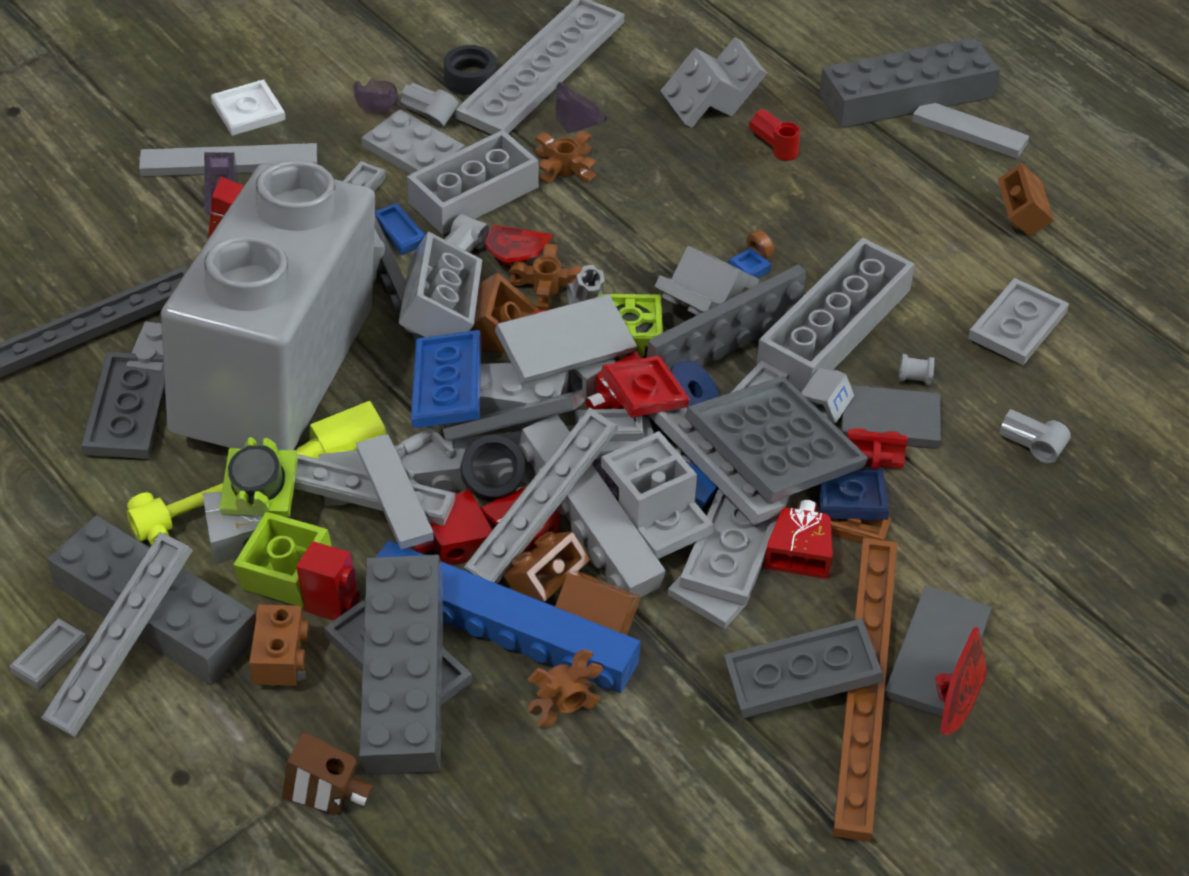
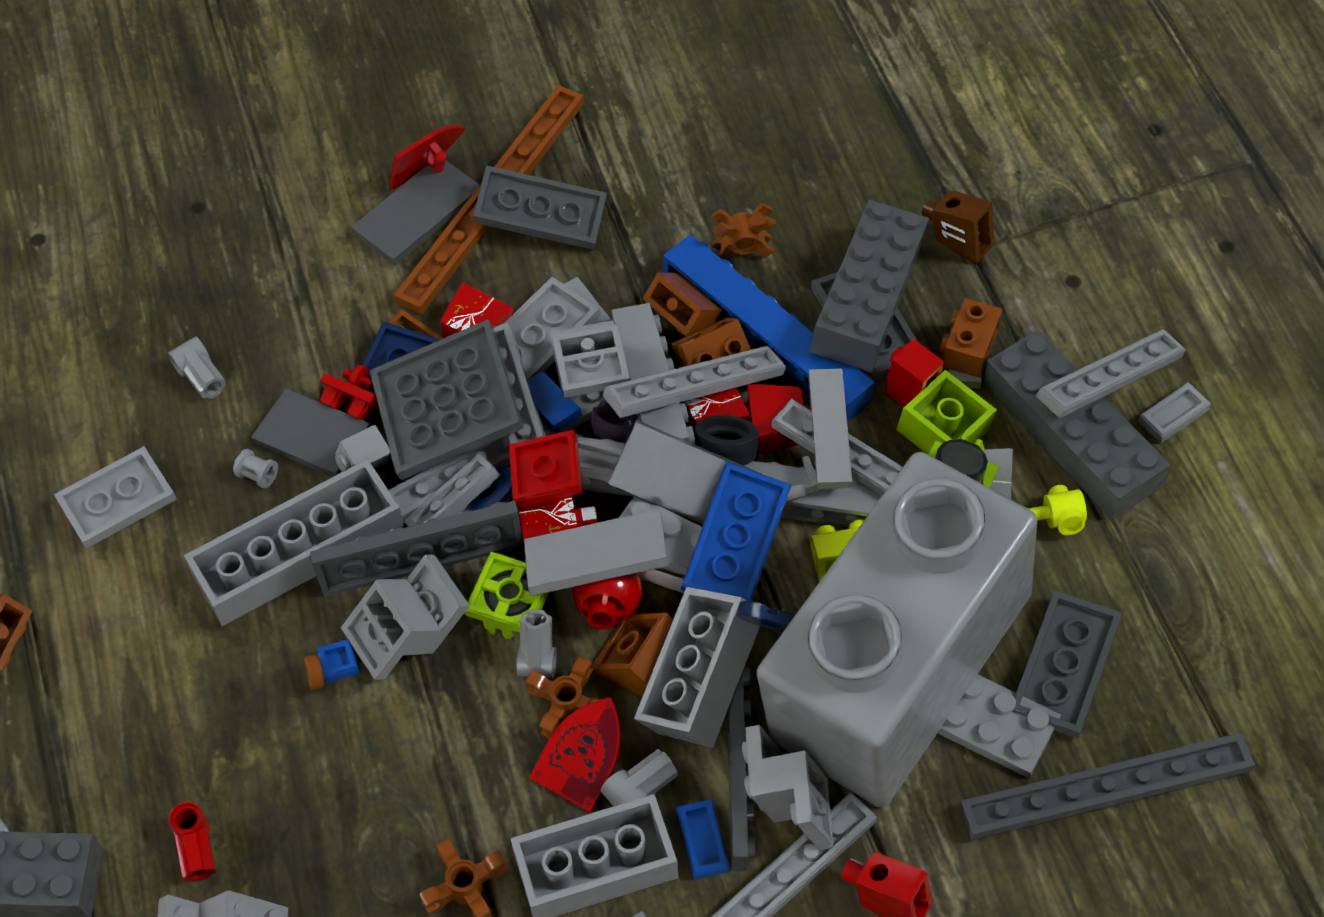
camera: 155 degrees left, 10 degrees up
(384, 267) = (764, 616): none -> dark blue tile
(723, 374) = (456, 492): none -> light grey plate

